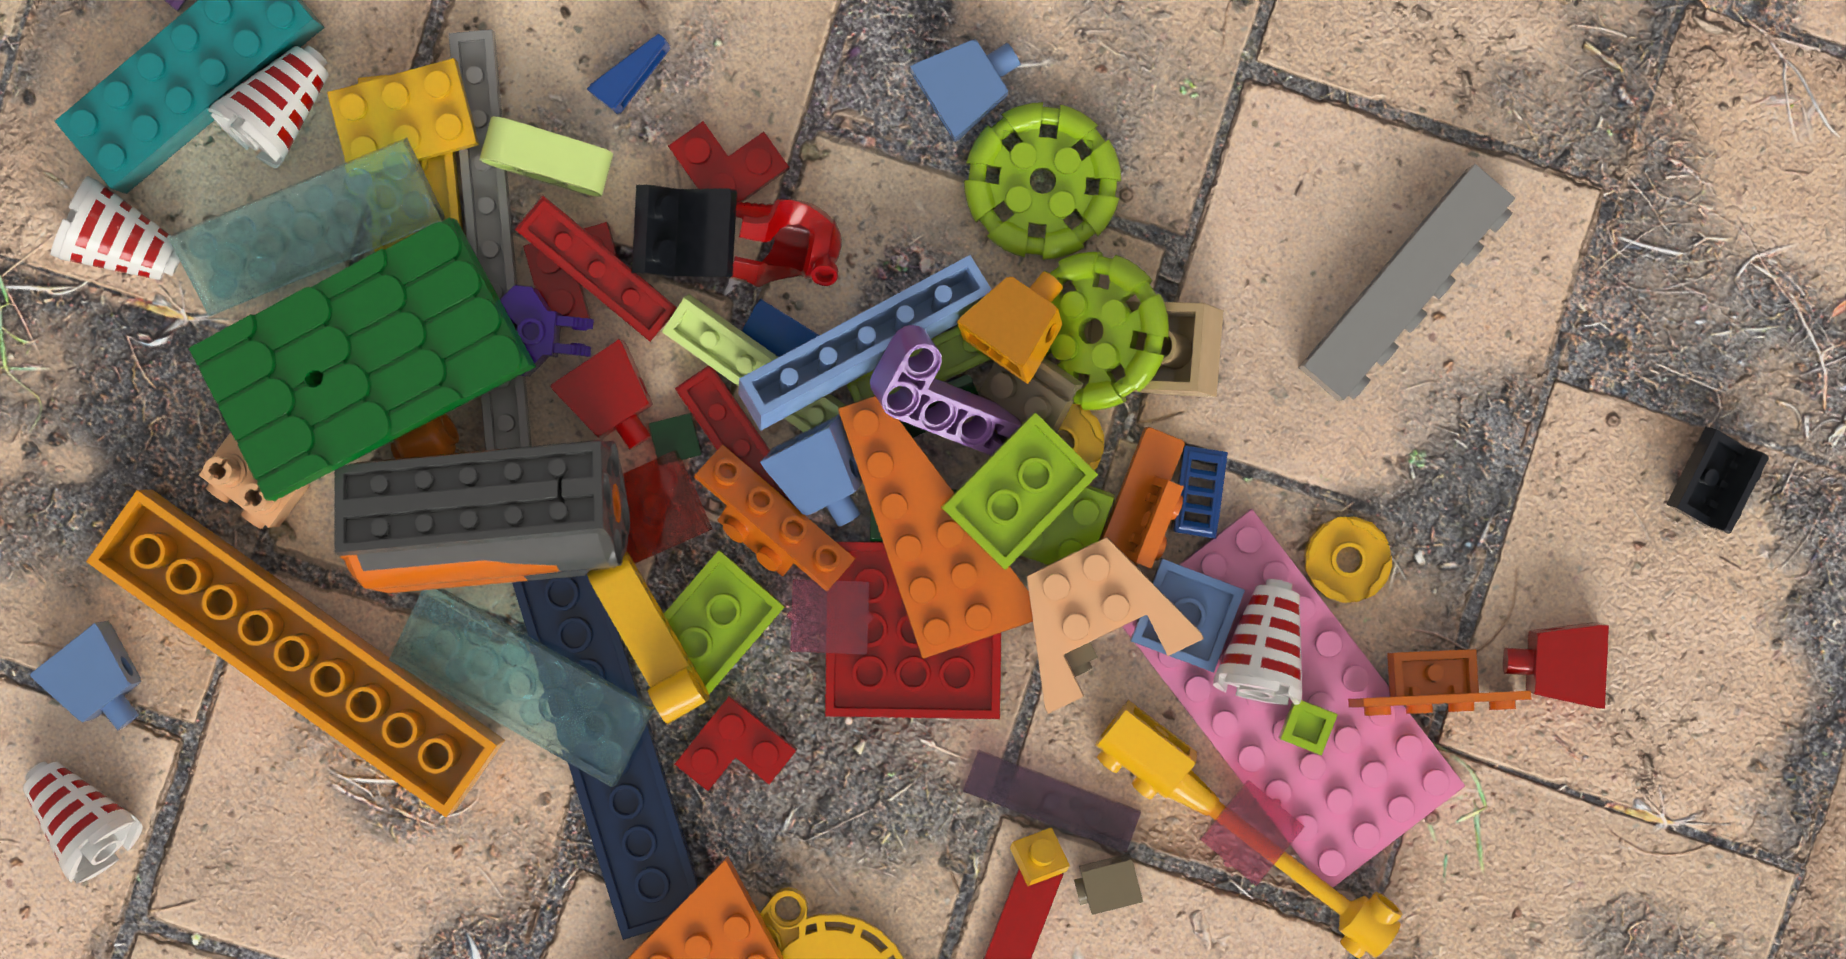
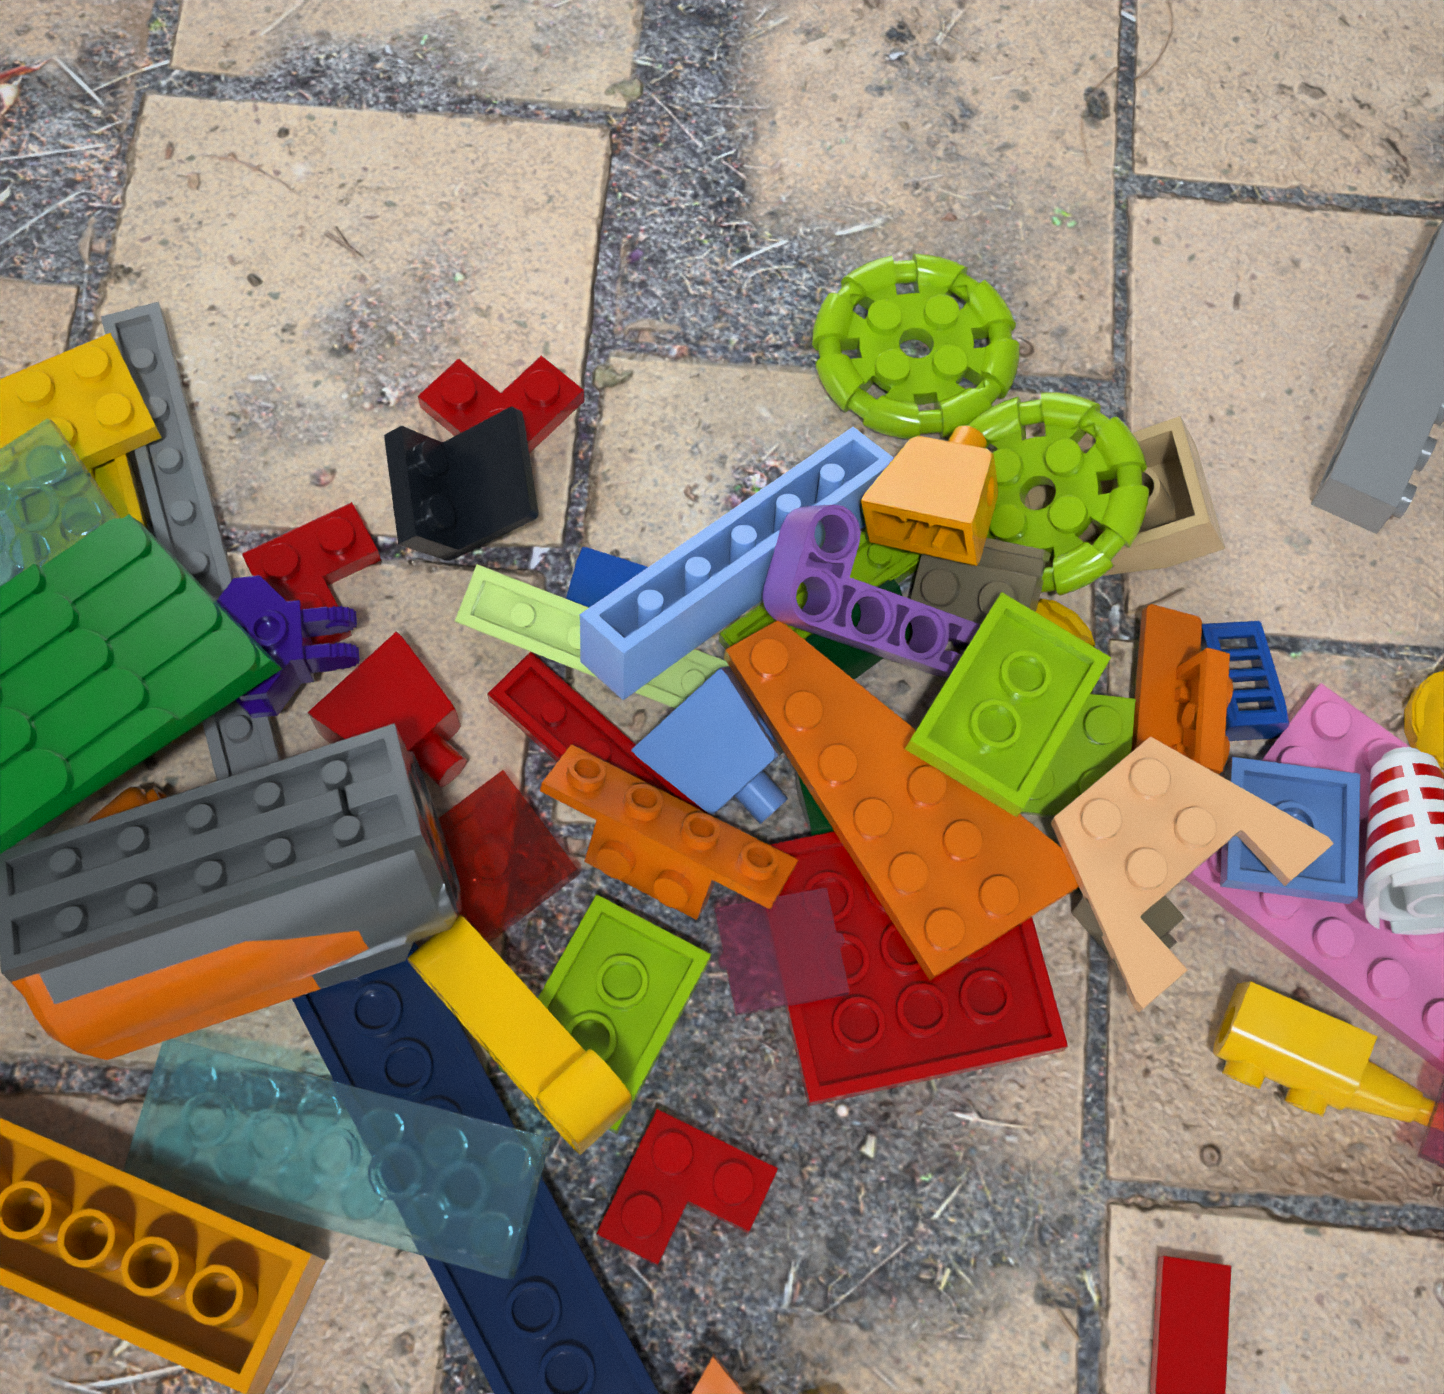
camera: 20 degrees left, 20 degrees down
(546, 156) = (254, 430): yellowish green beam -> none
(595, 268) = (346, 553): red tile -> none
(625, 79) = (346, 325): blue slope -> none
(676, 434) = (506, 751): dark green tile -> none
(804, 242) = (619, 453): red piece -> none
(965, 83) = (784, 252): medium blue torso -> none
(1039, 856) = (1188, 1244): yellow plate -> none
(1052, 800) = (1176, 1158): tile -> none
(1108, 884) = (1306, 1263): dark tan brick -> none

